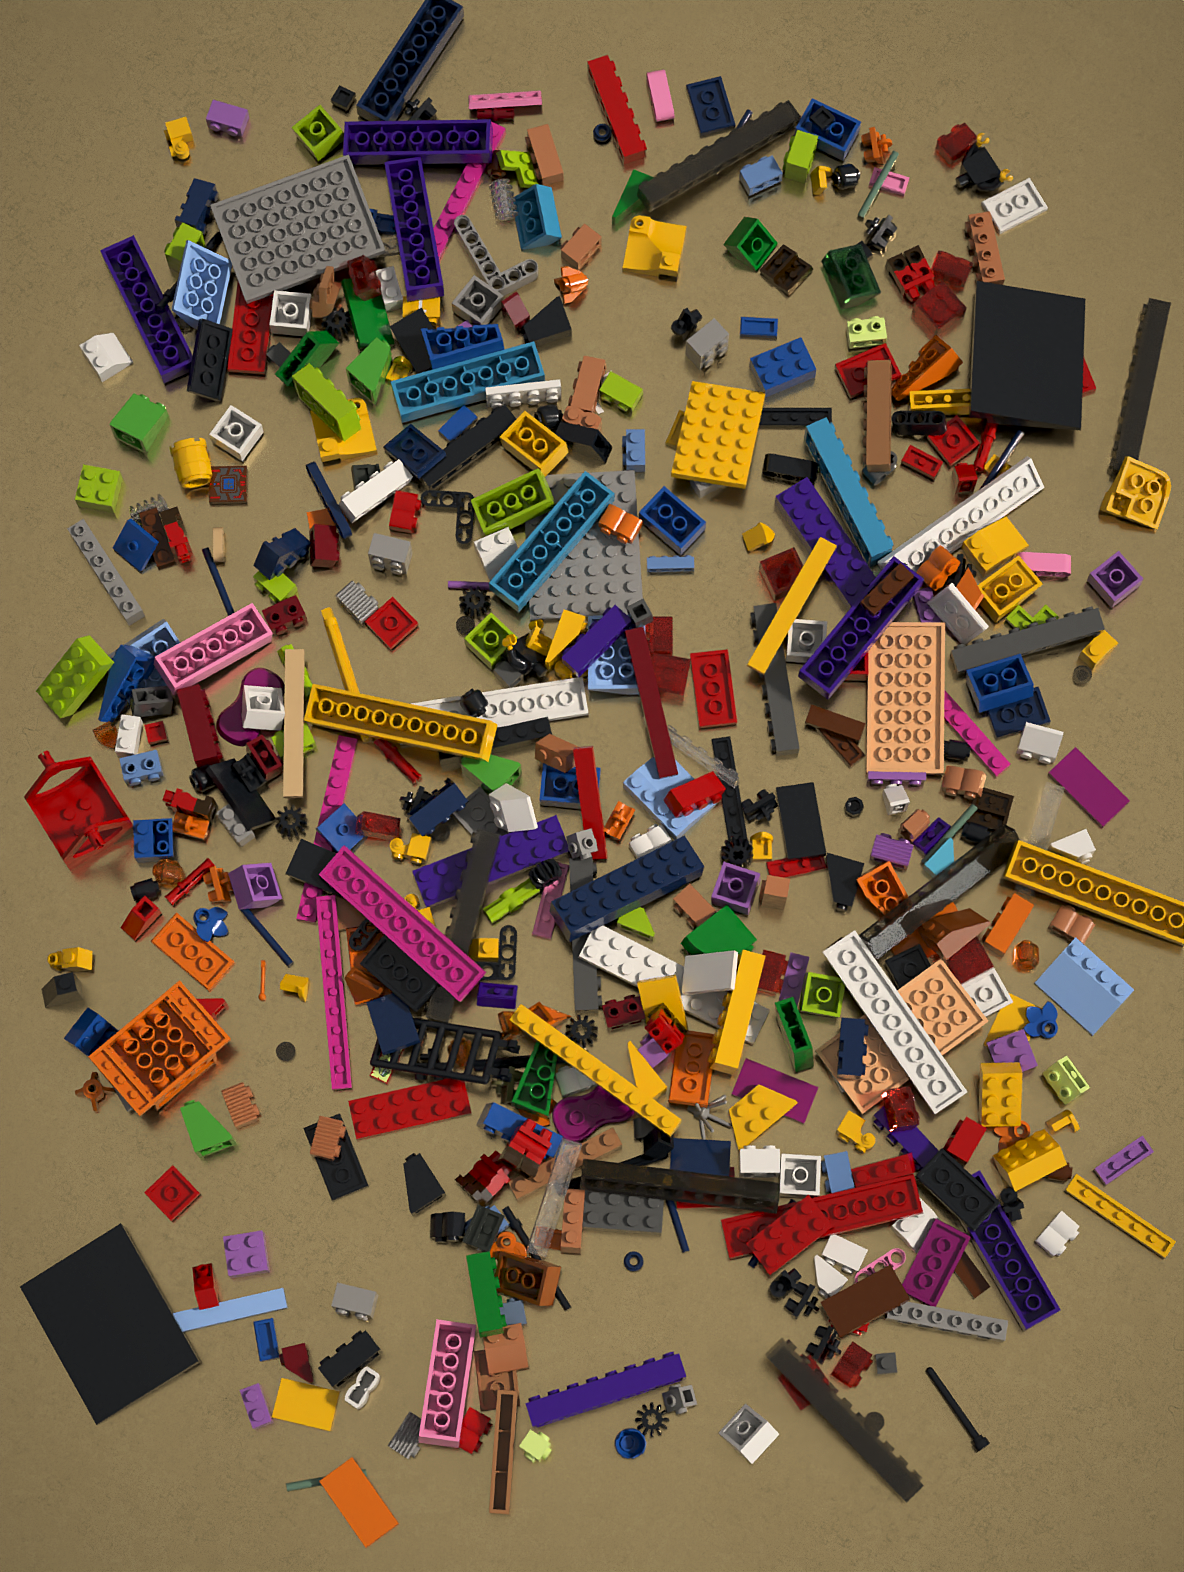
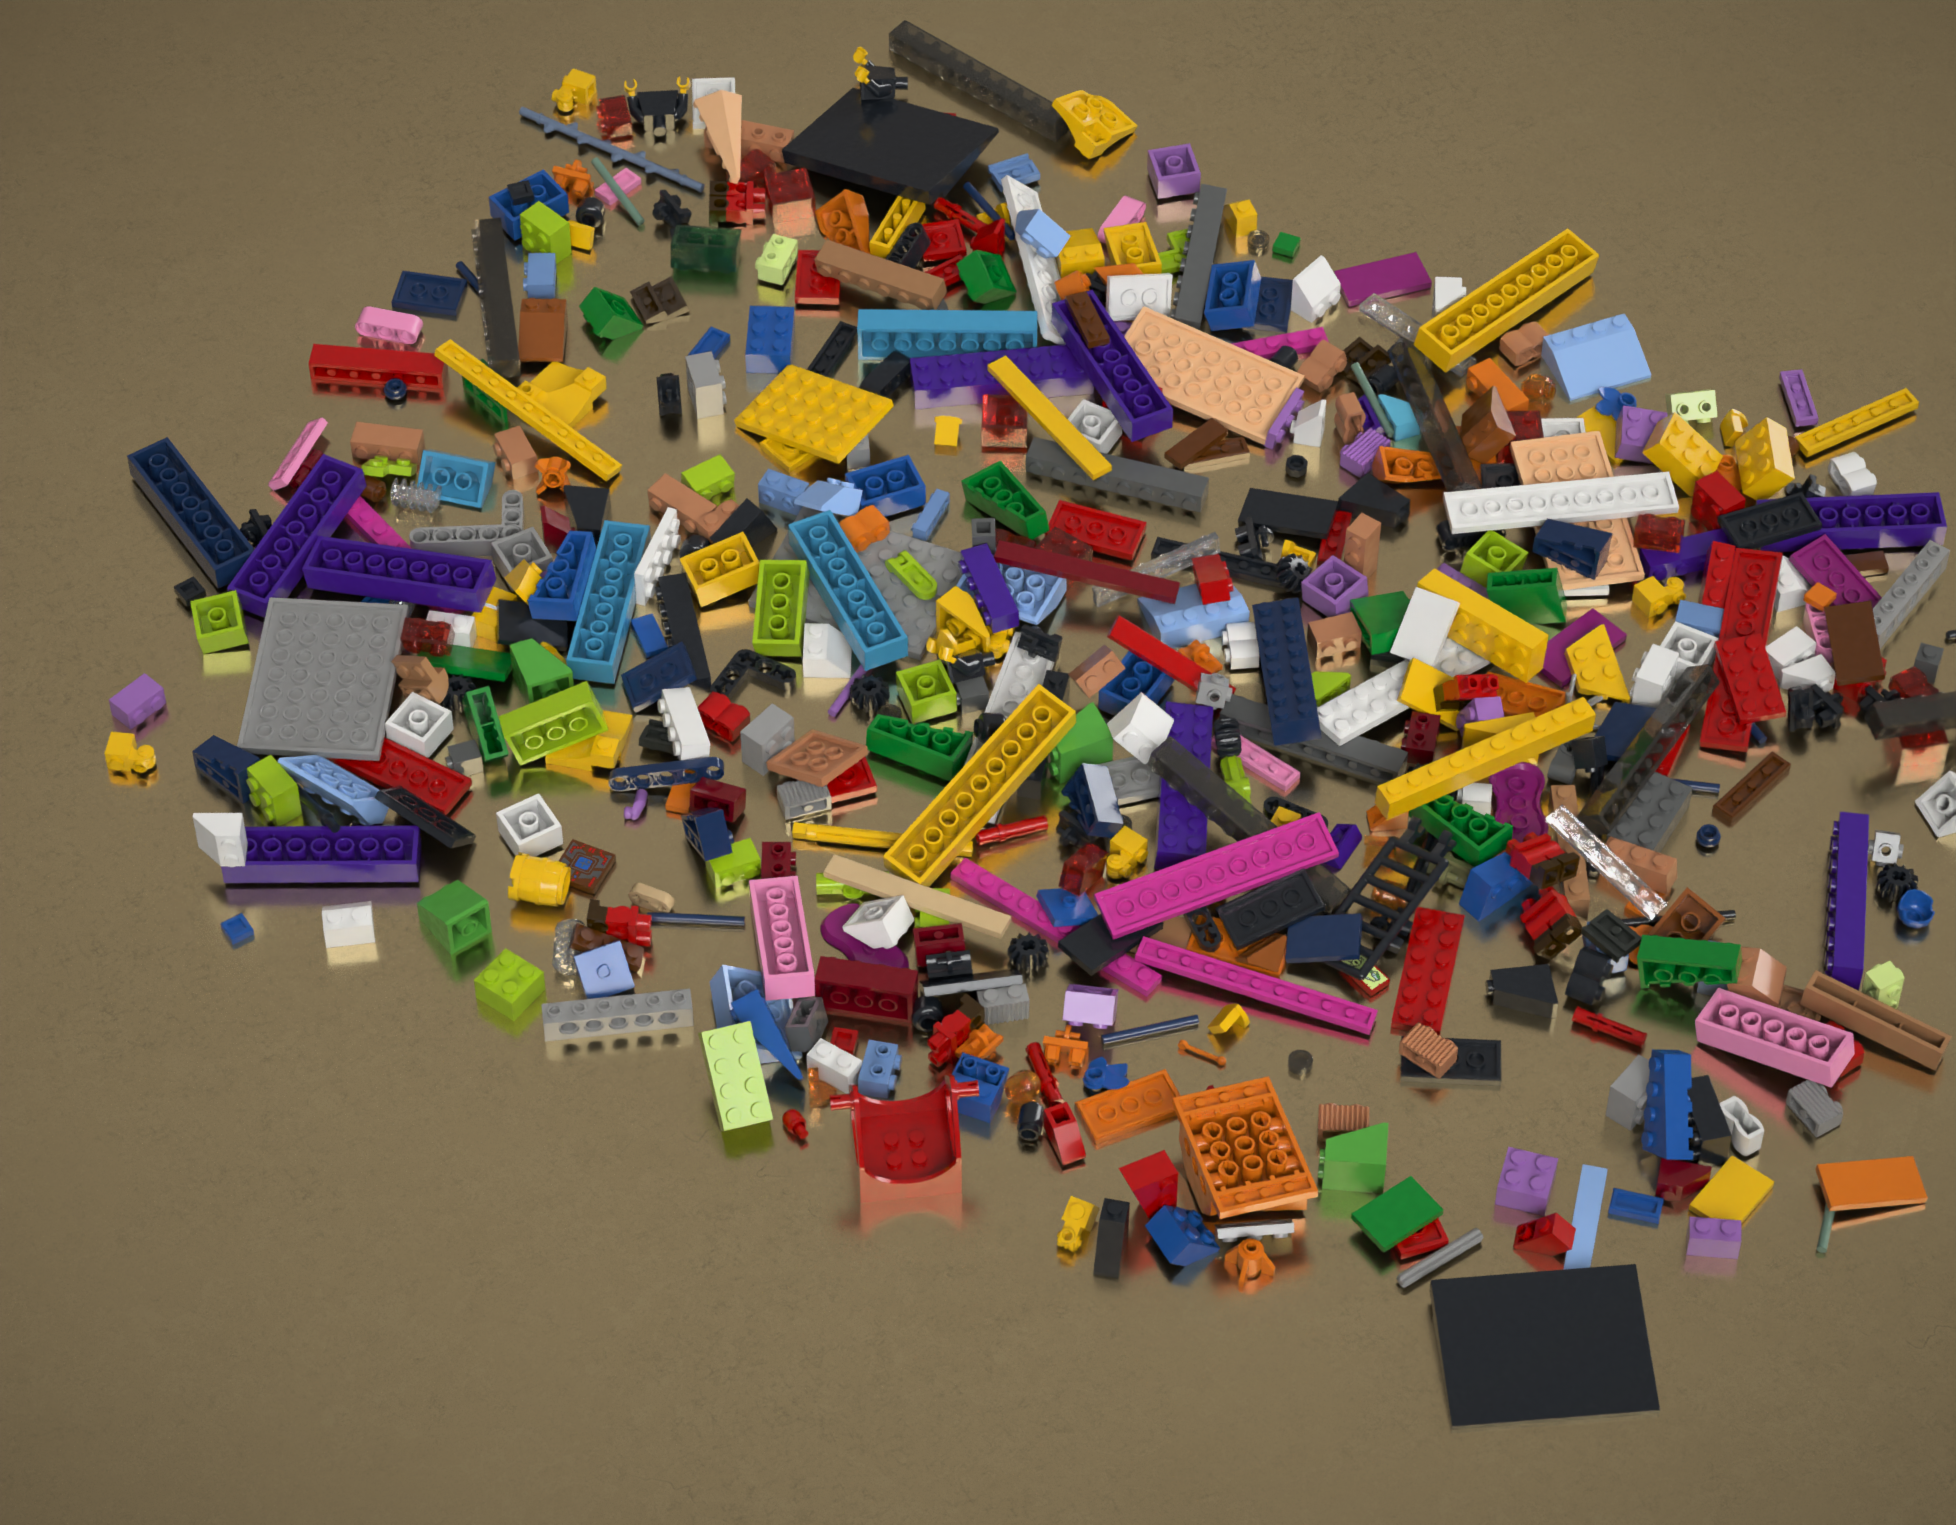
camera: 65 degrees left, 25 degrees down
(69, 288) = (237, 928): none -> blue tile
(73, 733) = (795, 1123): none -> red cylinder
(108, 244) = (222, 837): none -> white slope
(108, 1001) = (1153, 1182): none -> red wedge
(157, 1220) = (1439, 1257): none -> light grey axle
(173, 1176) = (1397, 1214): none -> green tile
(298, 494) = (638, 805): none -> medium lavender arm
(337, 1332) = (1668, 1105): none -> blue wedge
(388, 595) = (817, 758): none -> nougat plate
(416, 1258) = (1605, 1025): none -> red pin
(440, 667) = (919, 746): none -> green wedge
(445, 315) = (524, 579): none -> yellow slope
(569, 698) = (1040, 643): none -> black hips
(594, 580) = (912, 575): none -> lime plate
(616, 234) = (528, 410): none -> yellow plate
(634, 487) = (831, 496): none -> light blue slope
(699, 1275) = (1751, 787): none -> reddish brown tile
(703, 612) = (1006, 500): none -> green wedge
(706, 204) = (542, 329): none -> dark orange slope
(903, 1257) = (1820, 596): none -> orange tile
(921, 165) = (617, 153): none -> sand blue plant
(926, 492) = (985, 277): none -> green slope
(971, 97) = (577, 87): none -> yellow brick
(979, 222) = (723, 121): none -> light nougat wedge
(979, 511) = (1041, 232): none -> light blue slope
(1055, 460) = (1018, 168): none -> medium blue plate
(1088, 698) = (1286, 244): none -> green tile
(1094, 313) = (876, 81): none -> black torso

